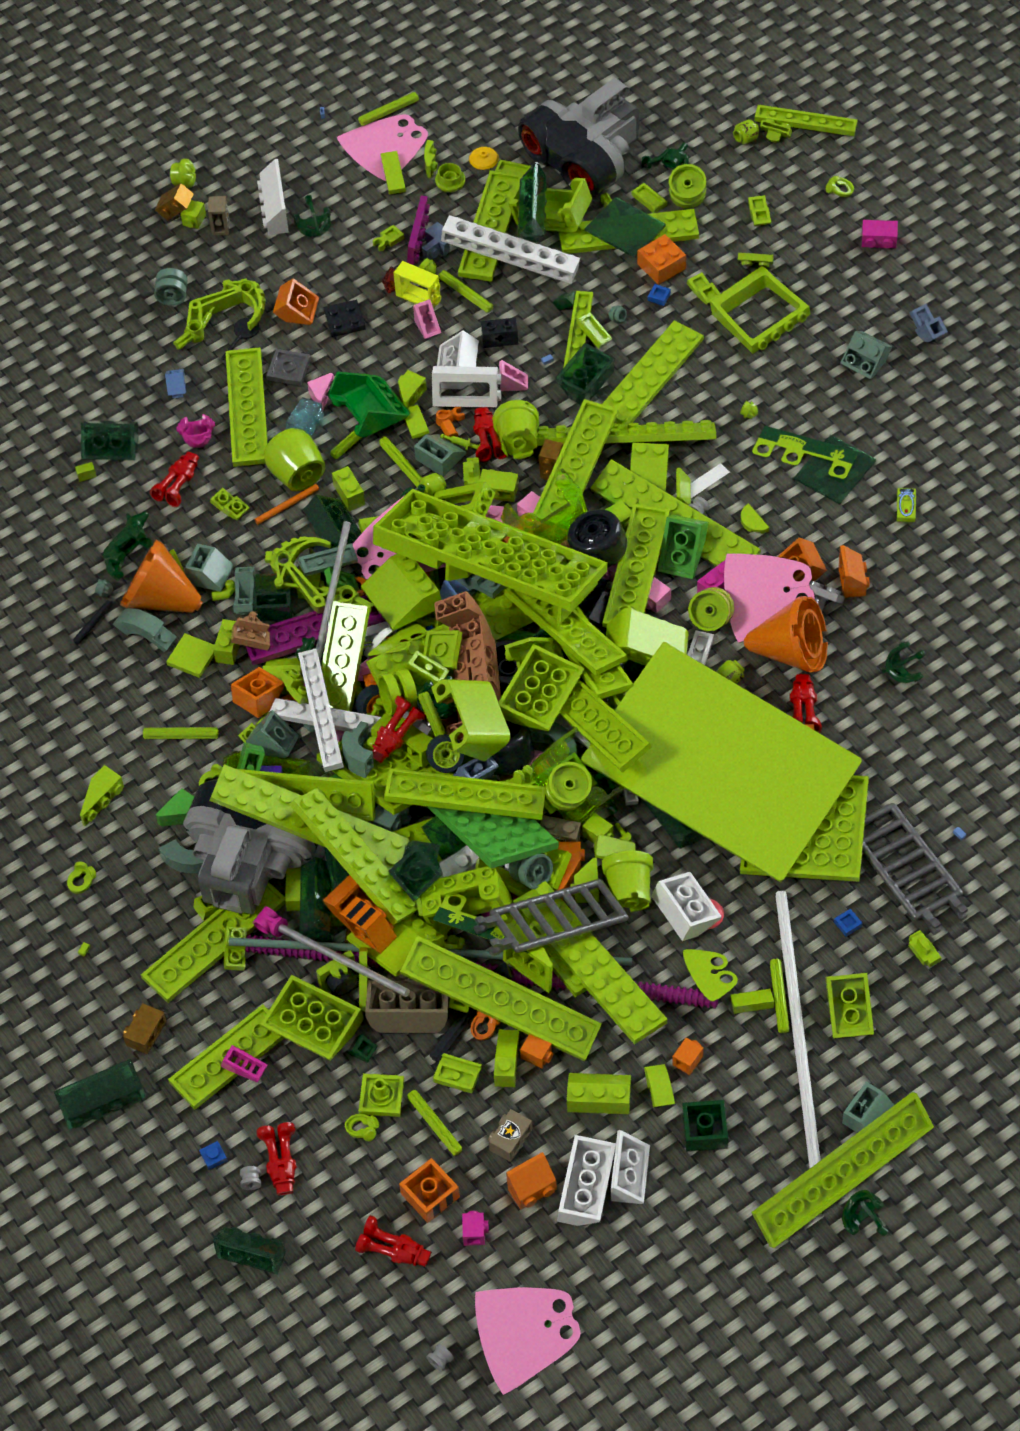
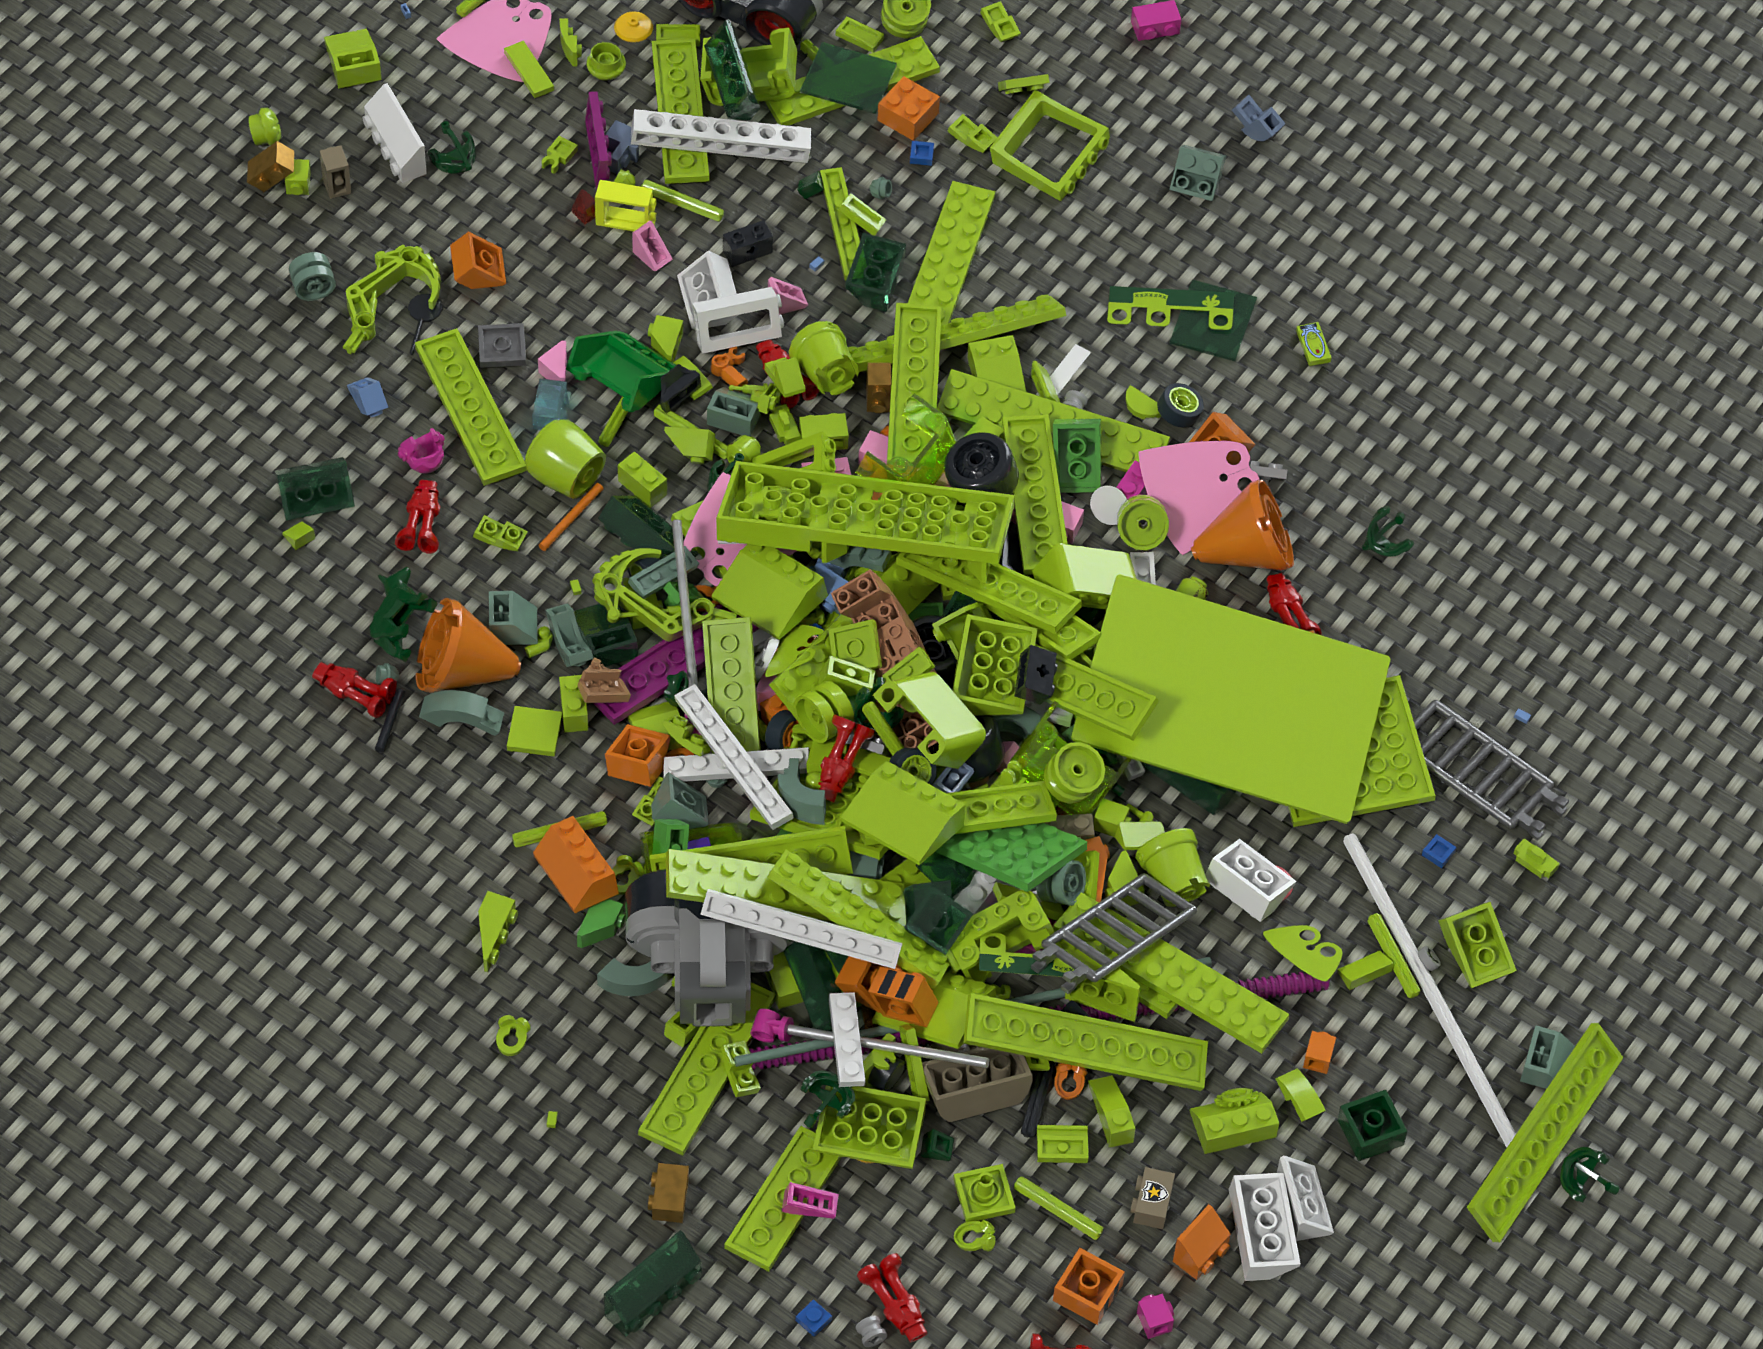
camera: 25 degrees left, 0 degrees up
(70, 585) = (342, 684): none -> red piece
(176, 763) = (575, 865): none -> orange slope
(268, 138) = (353, 58): none -> lime slope
(276, 974) = (813, 1084): none -> dark green helmet
(303, 851) = (801, 928): none -> white plate
(313, 946) = (846, 1039): none -> white plate
(344, 318) = (544, 268): black plate -> none
(396, 470) = (693, 443): none -> lime slope
(399, 425) = (677, 386): none -> black slope
(420, 784) = (904, 813): none -> lime slope
(464, 449) = (766, 399): none -> lime piece
(479, 671) = (913, 664): none -> lime plate
(482, 436) = (786, 376): none -> lime slope
(536, 1051) = (1145, 1093): orange brick -> none
(569, 693) = (1036, 675): none -> black brick
(606, 1074) = (1236, 1097): none -> lime gear
(690, 586) = (1106, 504): none -> white sticker
(749, 410) = (1086, 271): lime plate -> none
(780, 527) = (1180, 405): none -> black wheel
(805, 1005) = (1429, 958): none -> light grey tile
(852, 573) = (1285, 440): orange slope -> none

